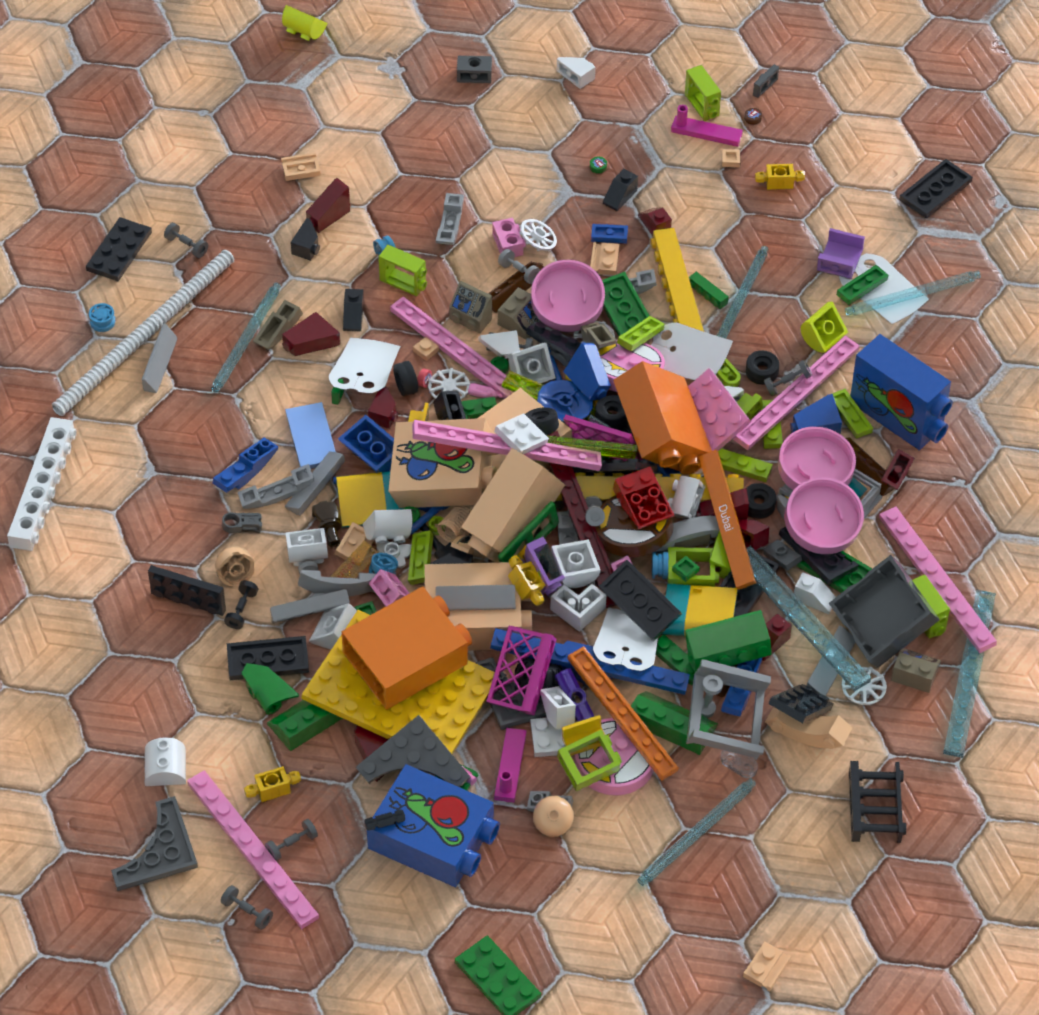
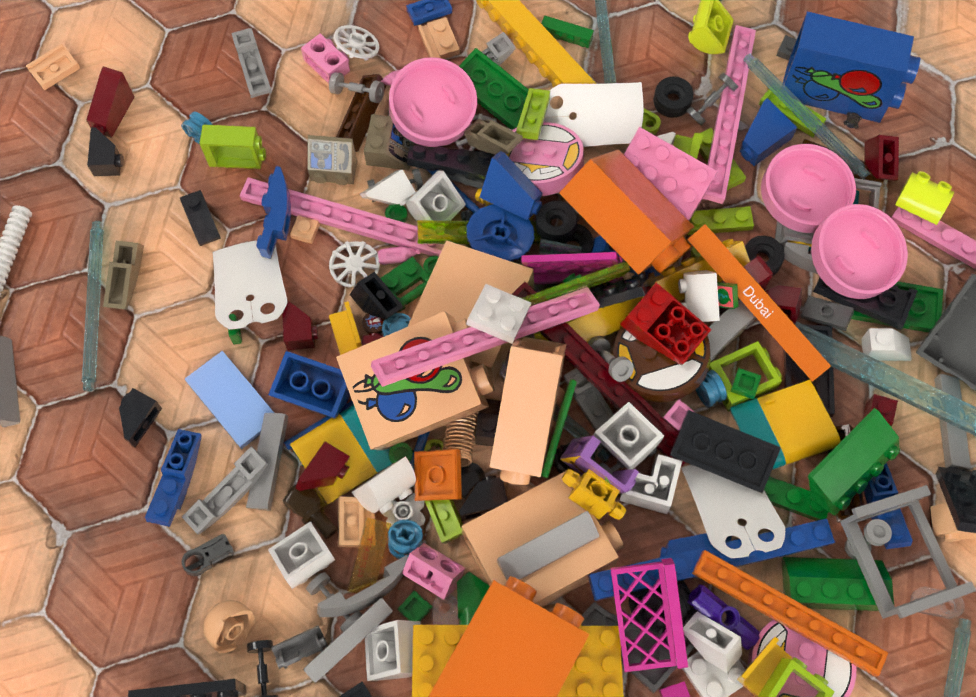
camera: 25 degrees left, 15 degrees up
(241, 418) = (137, 415): none -> black slope
(266, 599) = (299, 647): none -> flat silver hinge
(310, 336) = (167, 272): dark red slope -> none
(350, 496) = (324, 468): none -> dark red slope
(405, 378) = (304, 279): black tyre -> none
(413, 324) = (278, 210): none -> blue slope
(423, 377) = (322, 268): coral tile -> none
(427, 534) = (438, 475): none -> orange tile
(461, 544) = (481, 464): light nougat slope -> none
(545, 419) = (499, 267): black tyre -> none
(705, 505) = (727, 295): none -> green tile
(719, 557) = (769, 347): lime panel -> none
(871, 467) = (805, 115): none -> clear light blue piece
(896, 439) = (852, 120): none -> clear smoke piece
(909, 507) = (925, 197): none -> neon yellow brick

